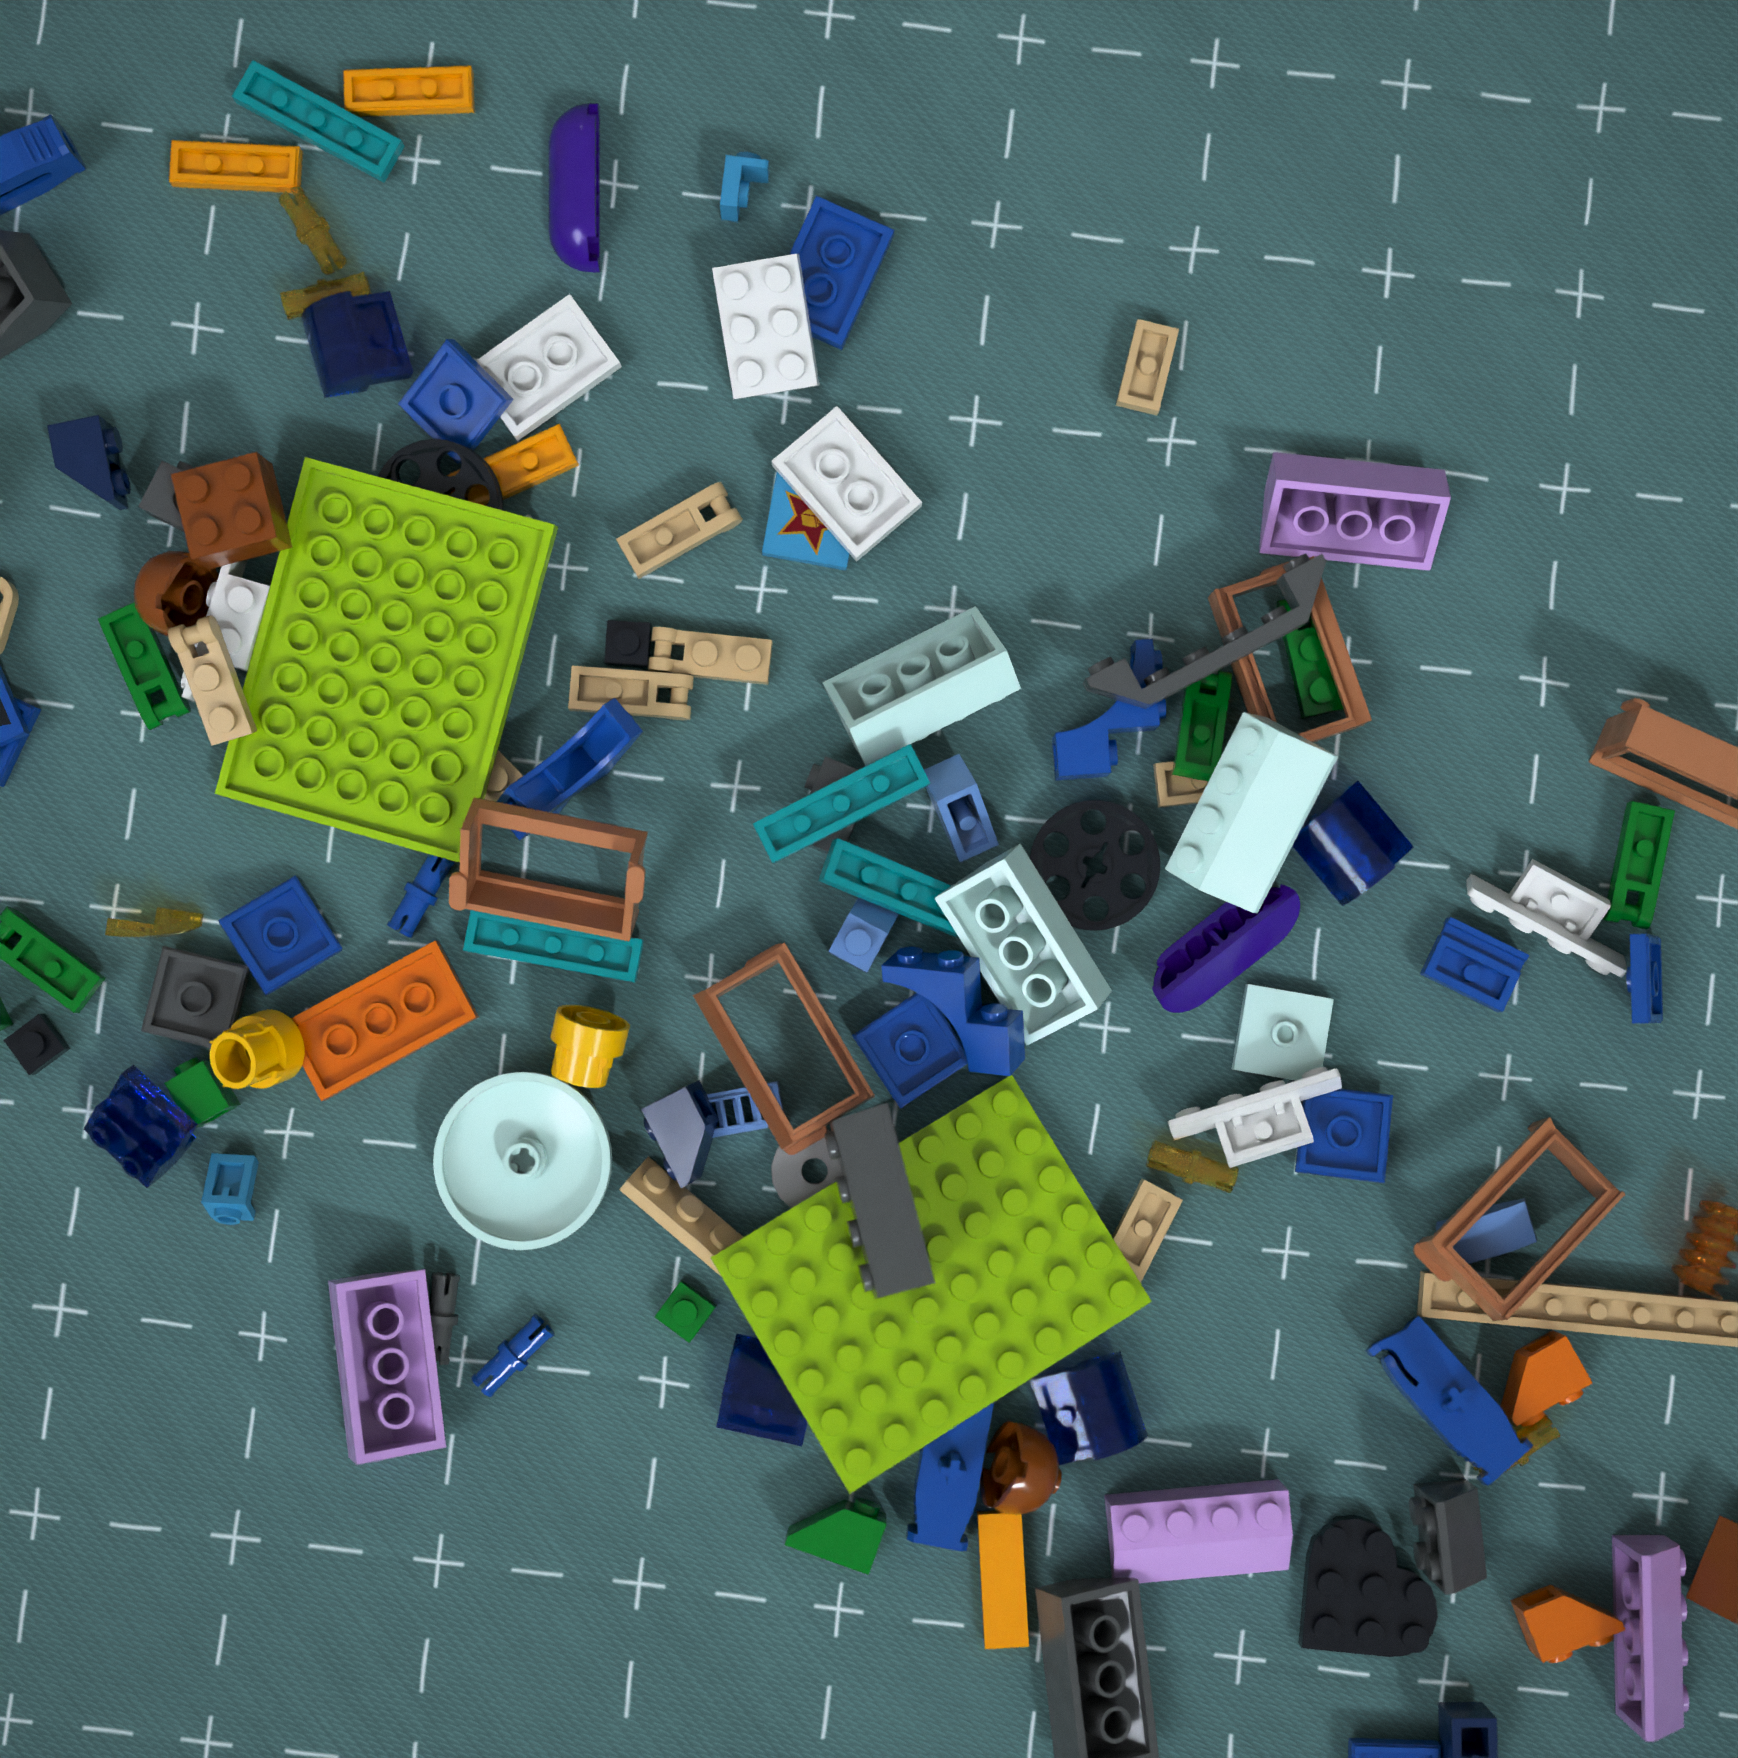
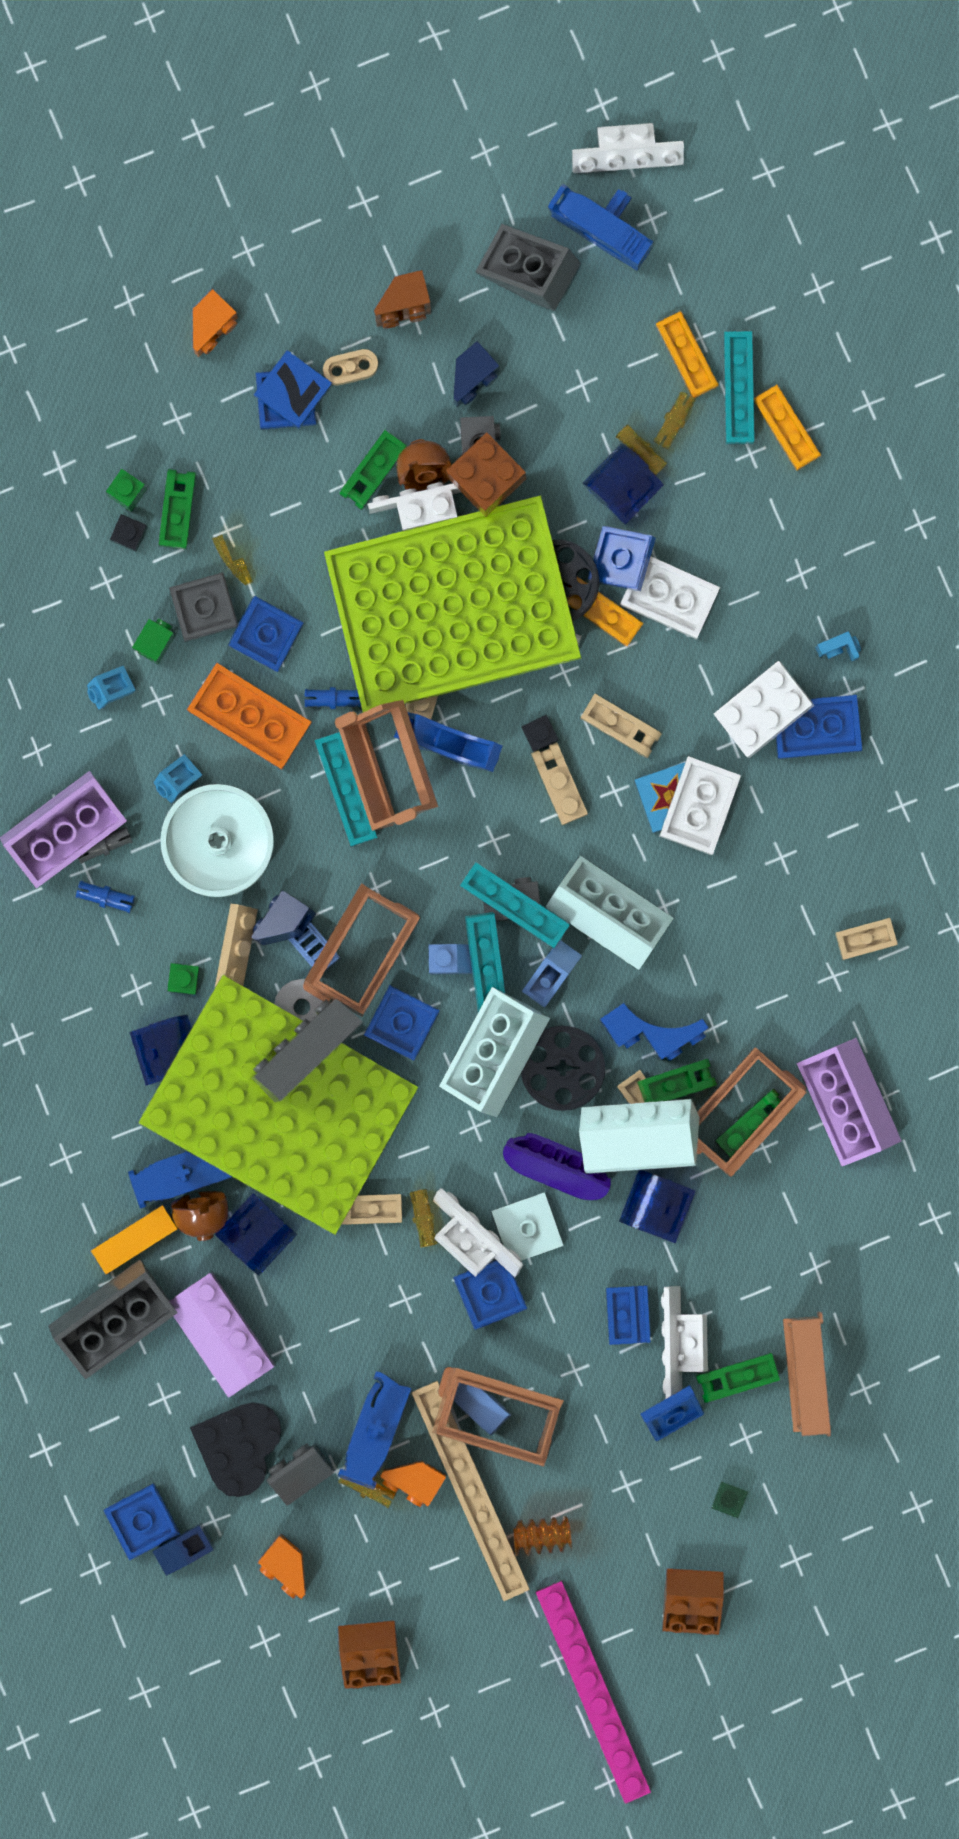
camera: 65 degrees right, 0 degrees up
(141, 1127) = (117, 619): clear blue brick -> none
(213, 681) = (385, 517): tan plate -> none
(258, 1051) = (195, 660): yellow piece -> none
(407, 1166) = (176, 778): none -> dark azure bracket
(576, 187) = (785, 554): dark purple brick -> none
(586, 1044) = (301, 839): yellow piece -> none
(633, 690) = (514, 751): tan plate -> none
(841, 1534) = (110, 1135): green slope -> none
(953, 984) = (450, 1023): blue arch -> none
(1299, 589) = (783, 1092): dark grey slope -> none
(1651, 1648) = (307, 1617): lavender slope -> none

